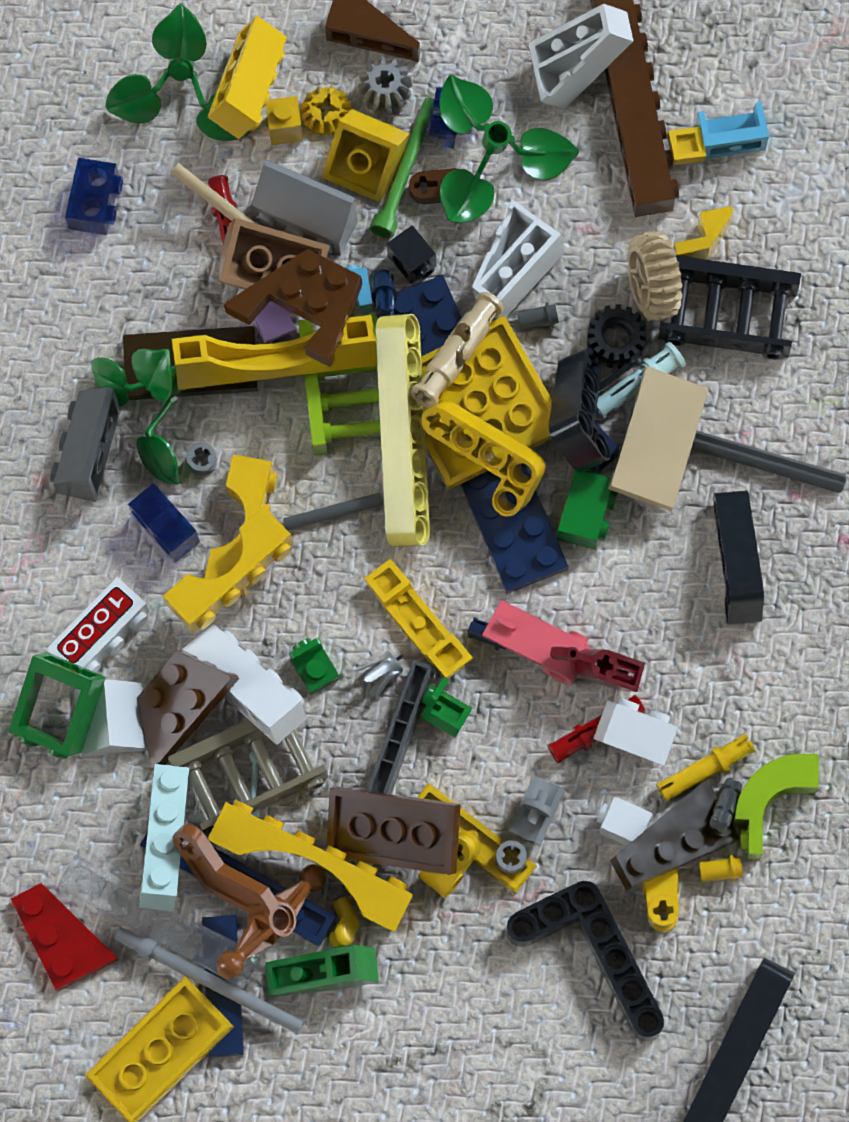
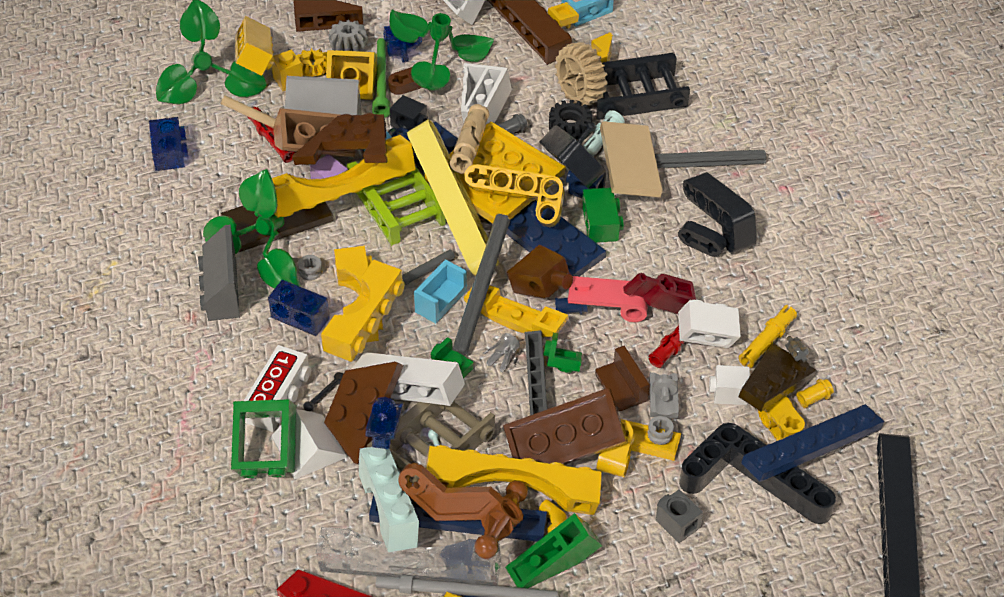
camera: 25 degrees left, 25 degrees down
(178, 636) = (309, 405): none -> black hinge
(189, 746) = (383, 422): none -> clear blue hips
(340, 559) = (440, 291): none -> medium azure panel
(387, 573) = (481, 284): none -> dark grey axle
(469, 579) = (540, 273): none -> reddish brown torso
(485, 989) = (680, 525): none -> dark grey brick
(501, 767) = (624, 380): none -> reddish brown panel
(676, 943) = (812, 442): none -> dark blue plate
(695, 592) = (702, 238): none -> black beam
(777, 778) = (823, 324): lime arch -> none

